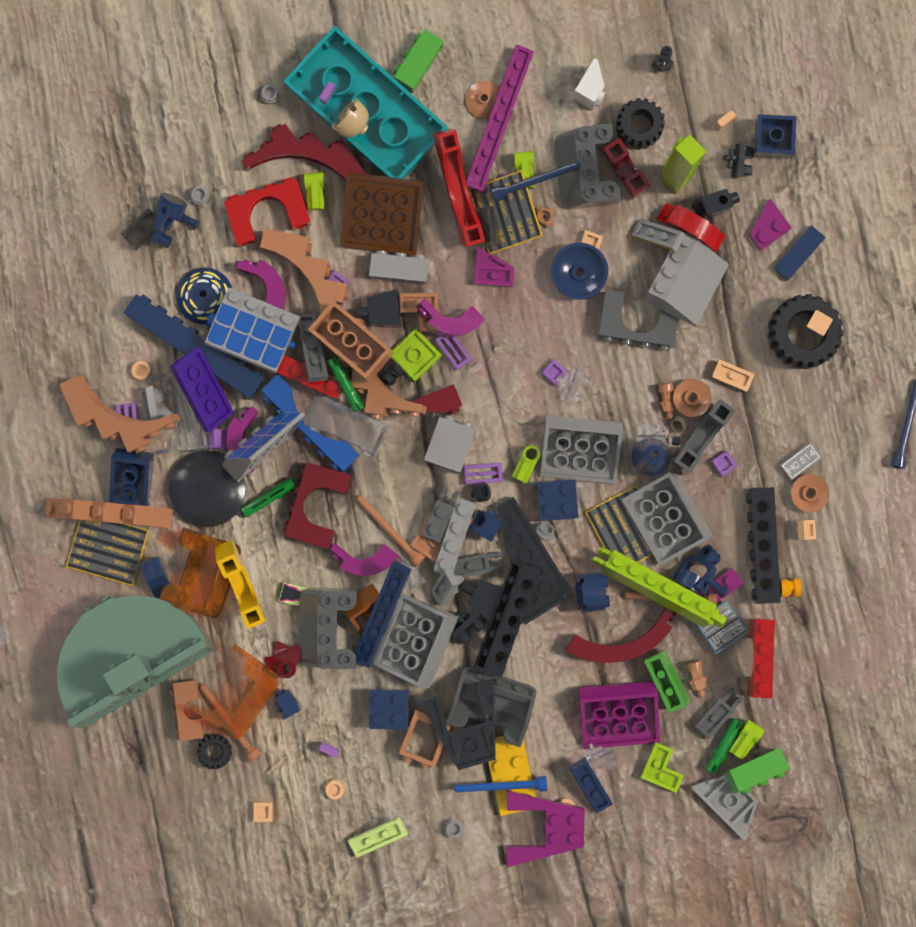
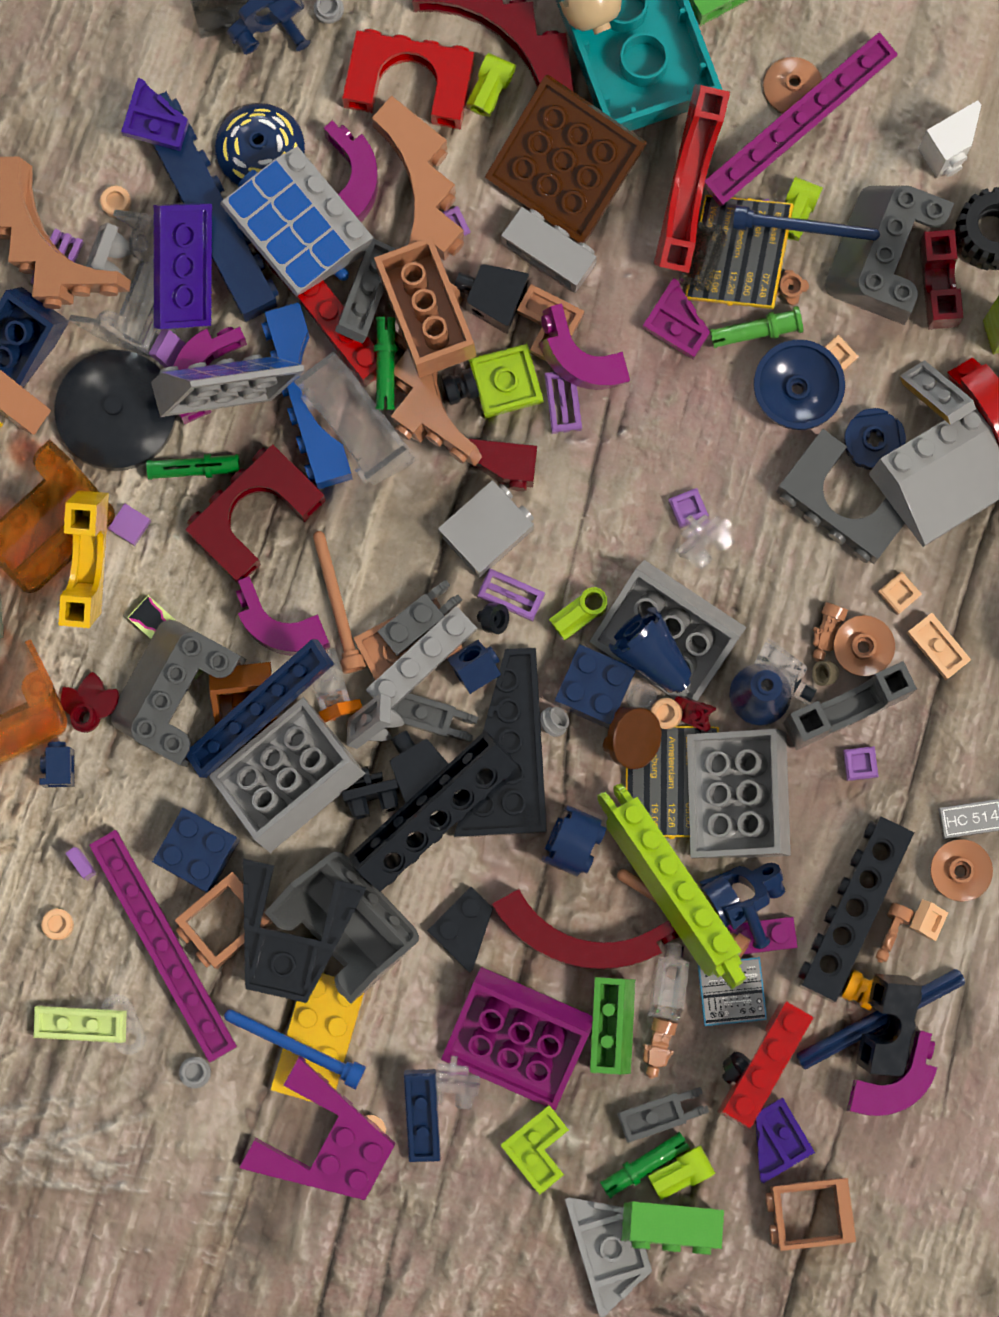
camera: 30 degrees right, 5 degrees down
(139, 314) = (153, 119): none -> dark purple wing
(251, 548) = (129, 524): none -> medium lavender tile
(399, 770) = (163, 946): none -> magenta plate
(425, 588) = (339, 709): none -> orange tile
(546, 244) = (770, 326): none -> bright green pin
(557, 671) = (463, 927): none -> black wing
(578, 465) = (652, 651): none -> dark blue cone
(594, 518) = (633, 737): none -> reddish brown tile
(604, 494) = (668, 712): none -> light nougat tile
(618, 485) = (695, 712): none -> dark red piece
(625, 277) = (860, 428): none -> dark blue plate
(687, 649) = (668, 995): none -> clear torso
(695, 357) = (899, 593): none -> light nougat tile
(745, 666) = (734, 1067): none -> black tile
(789, 693) = (779, 1140): none -> dark purple wing
(790, 535) = (899, 915): none -> nougat piece
(808, 597) = (874, 1022): none -> dark blue axle
(822, 613) = (889, 1049): none -> black arch
(841, 631) = (902, 1093): none -> magenta arch
(843, 712) = (843, 1212): none -> nougat window

